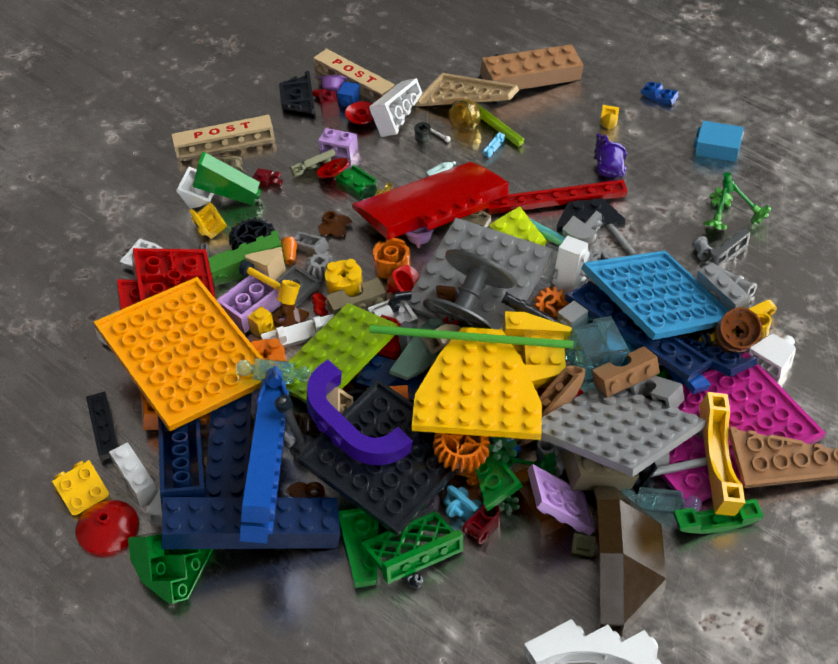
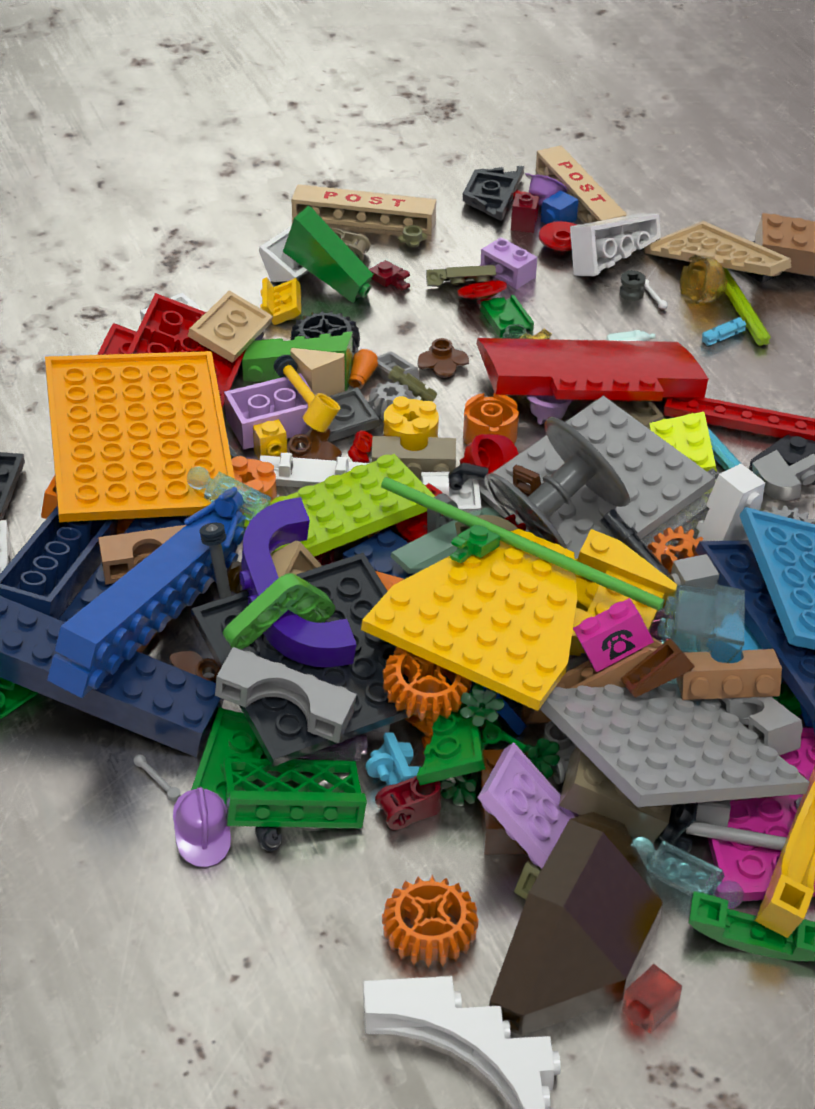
camera: 20 degrees right, 5 degrees down
(193, 253) = (230, 326): none -> tan plate
(223, 436) = (126, 550): none -> medium nougat arch
(265, 144) = (412, 236): none -> olive plate
(331, 250) = (415, 385): none -> olive axle
(338, 576) = (173, 793): none -> light grey hinge
(362, 426) = (284, 594): none -> bright green beam
(371, 591) = (201, 827): none -> medium lavender piece
(411, 486) = (250, 678): none -> light grey arch
(446, 347) = (474, 541): none -> green plate
(547, 599) = (432, 932): none -> orange gear
(554, 374) = (613, 634): none -> dark pink brick
(592, 380) = (657, 669): none -> reddish brown slope
(682, 583) = (651, 998): none -> clear red brick

